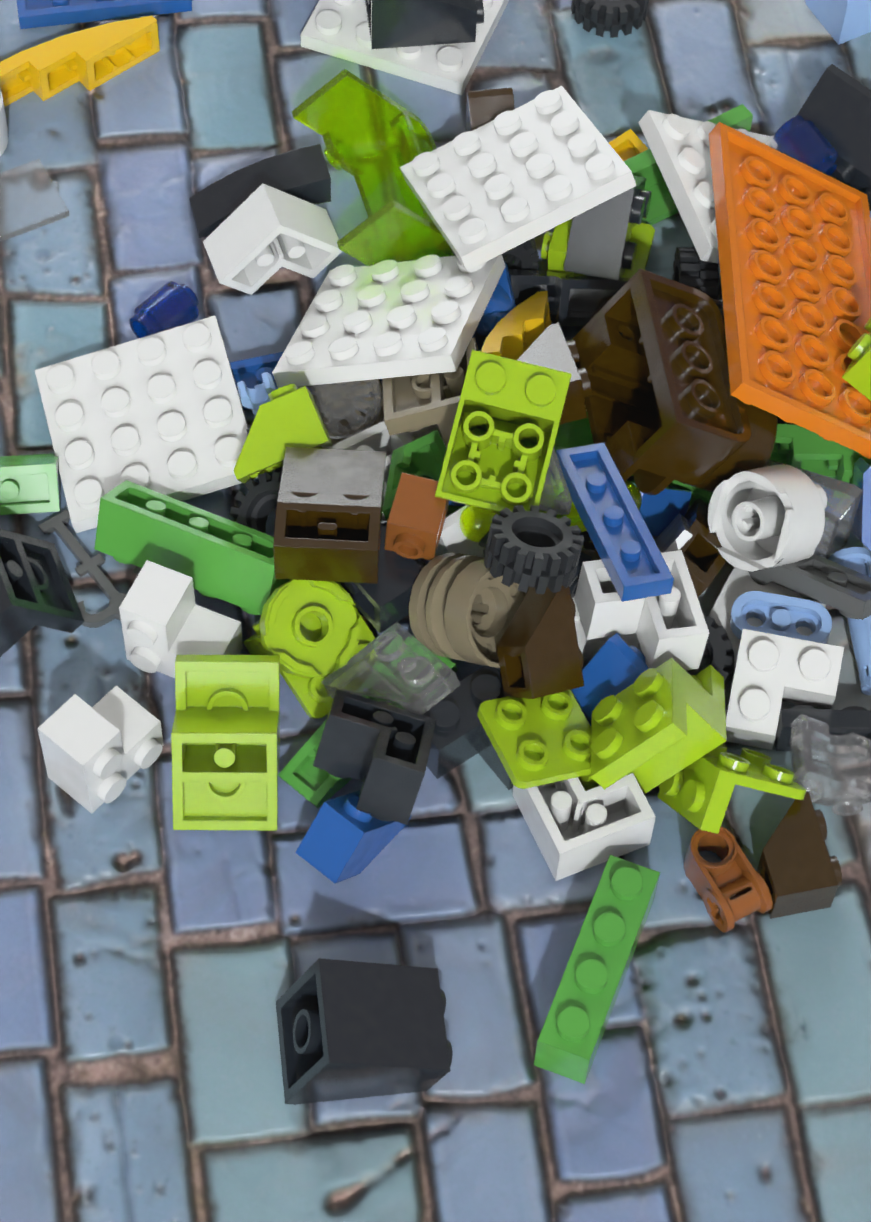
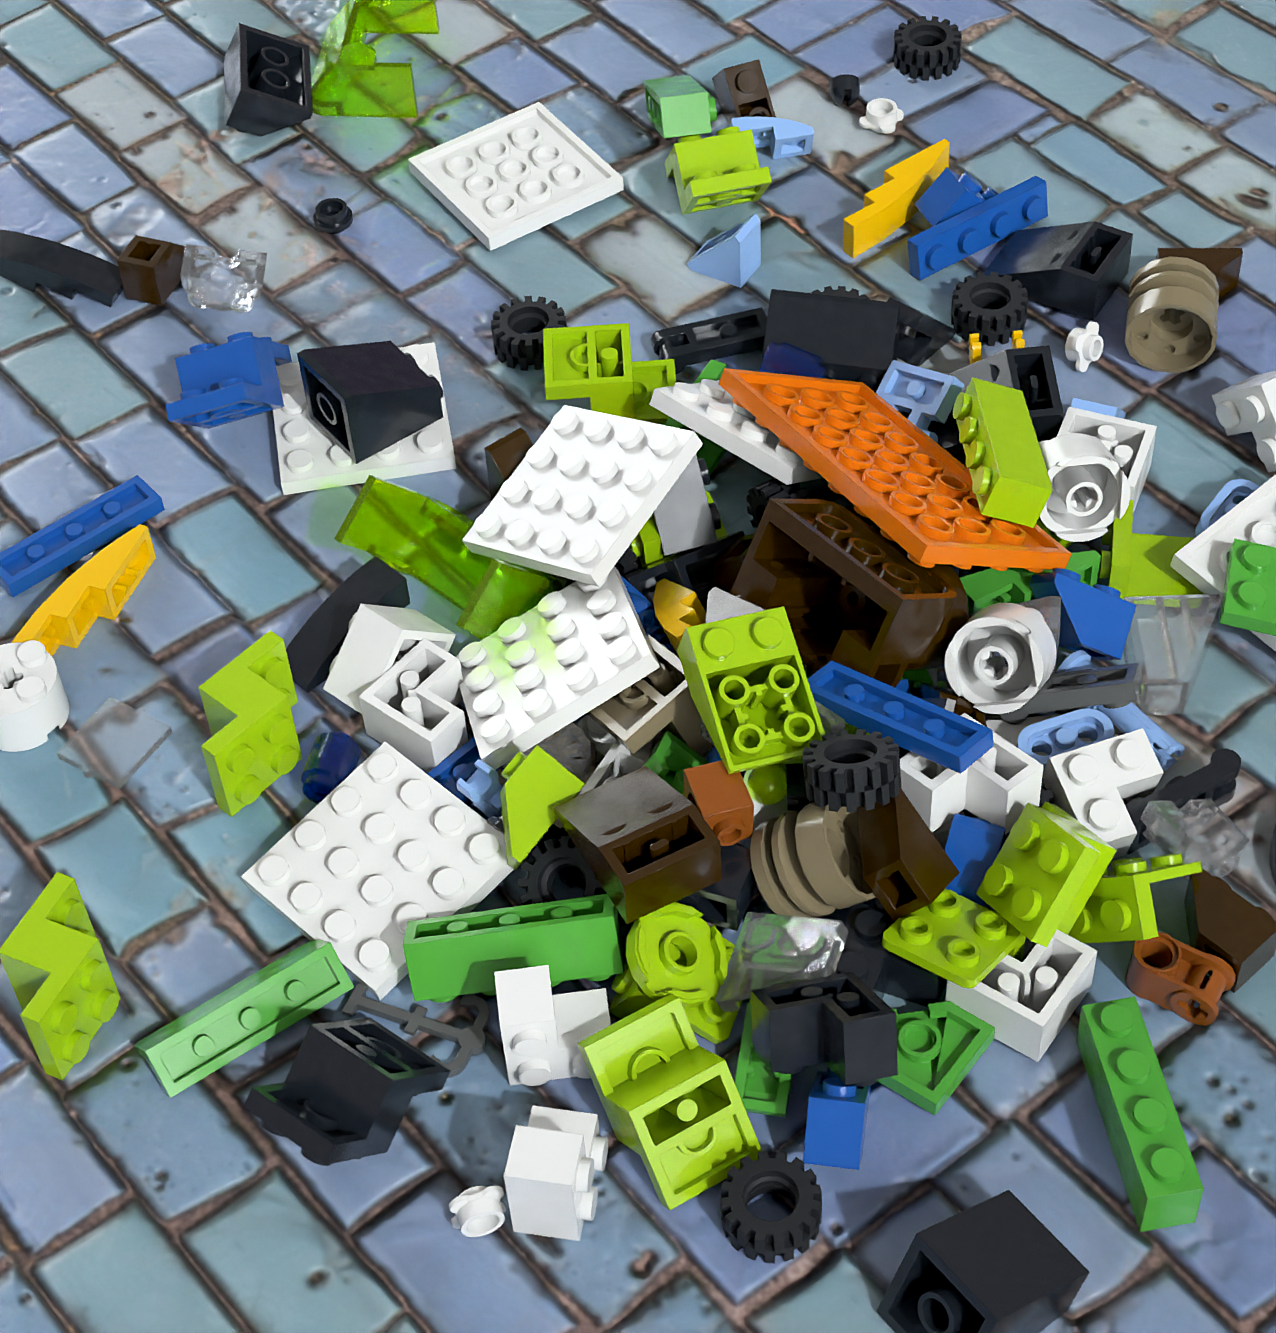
camera: 25 degrees left, 10 degrees down
(22, 745) = (478, 1210): none -> white plate
(117, 257) = (250, 723): none -> lime bracket
(253, 844) = (778, 1177): none -> black tyre
(263, 293) = (416, 706): none -> white brick
(467, 818) = (936, 1052): none -> bright green plate
(636, 69) = (599, 365): none -> lime bracket
(761, 81) = (711, 338): none -> black plate

